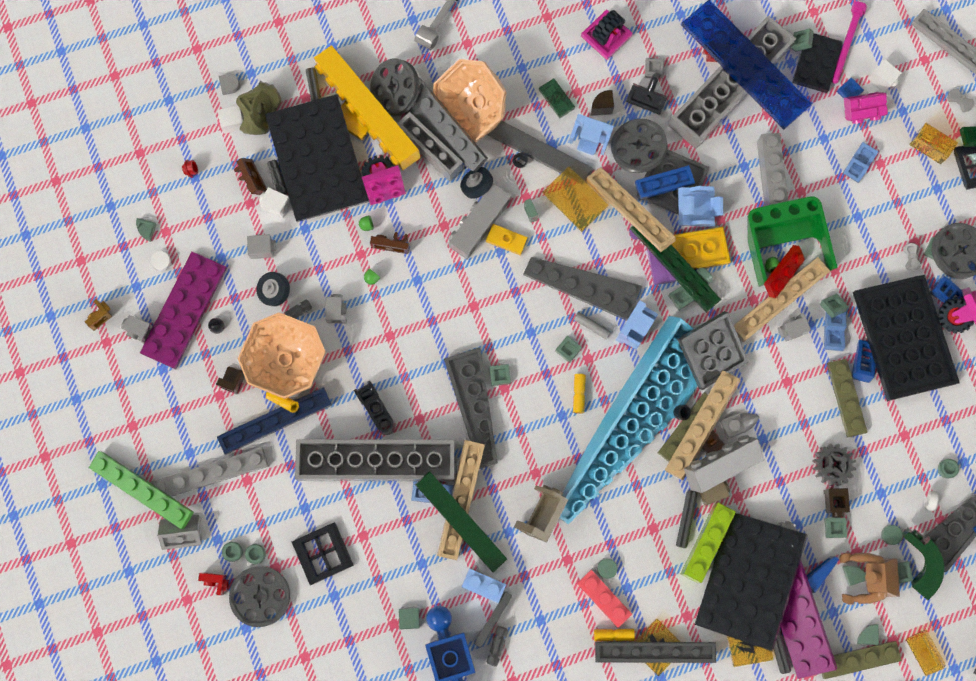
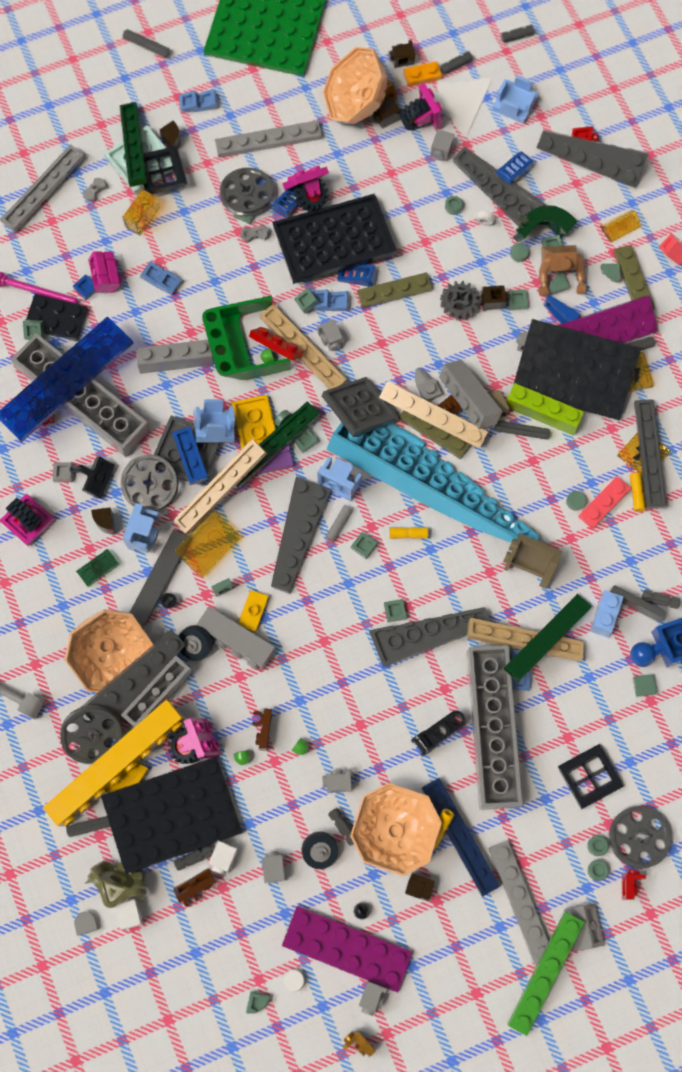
camera: 90 degrees left, 5 degrees down
(190, 168) = (186, 957): red plate -> none
(682, 412) = (421, 435): black hinge -> none
(885, 76) = (71, 254): white brick -> none

